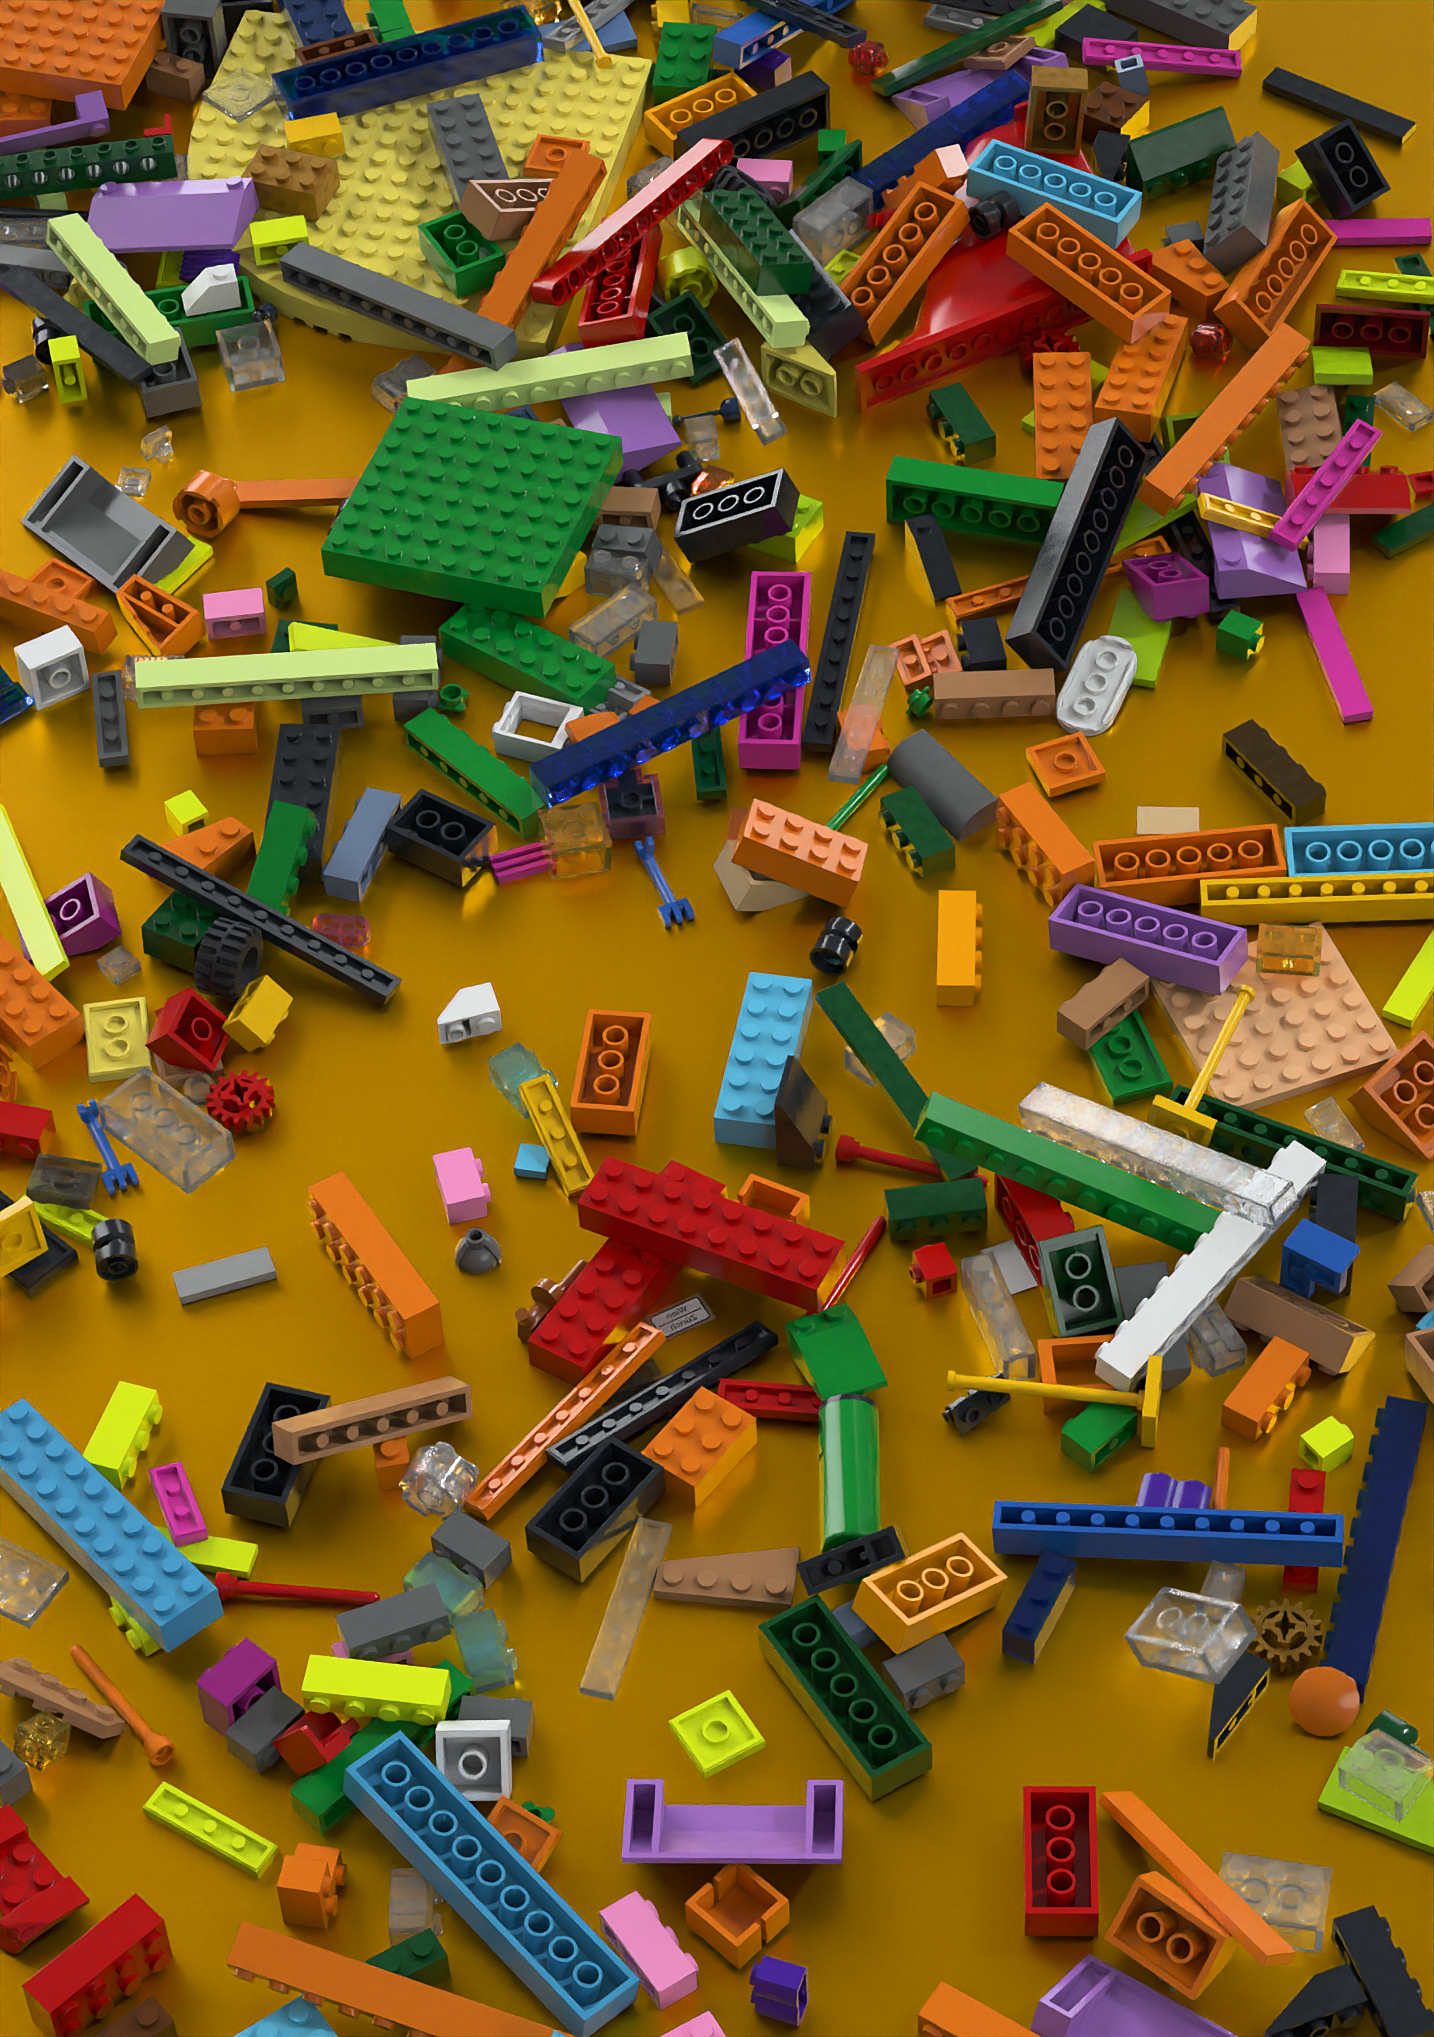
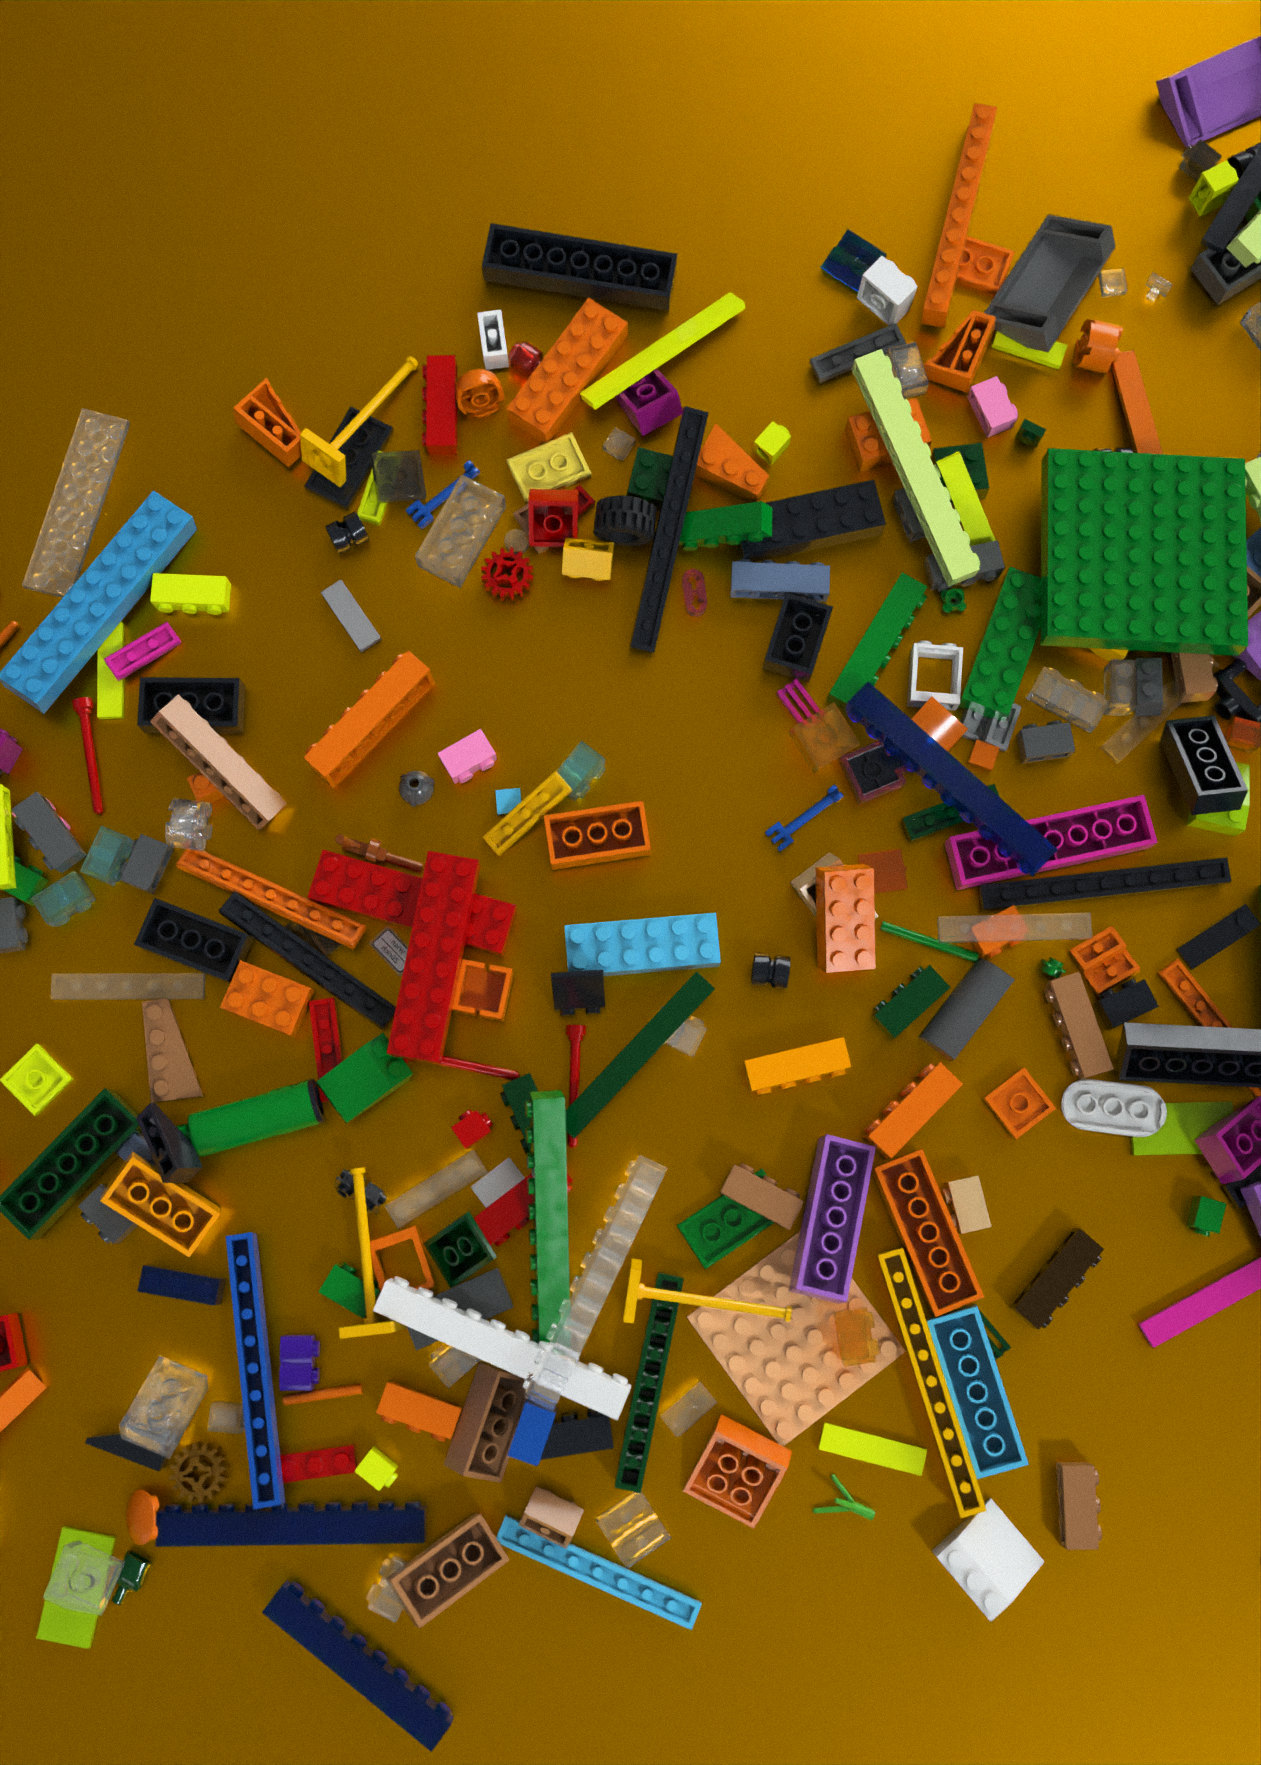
camera: 70 degrees right, 30 degrees up
(470, 1014) = (633, 713): white slope -> none

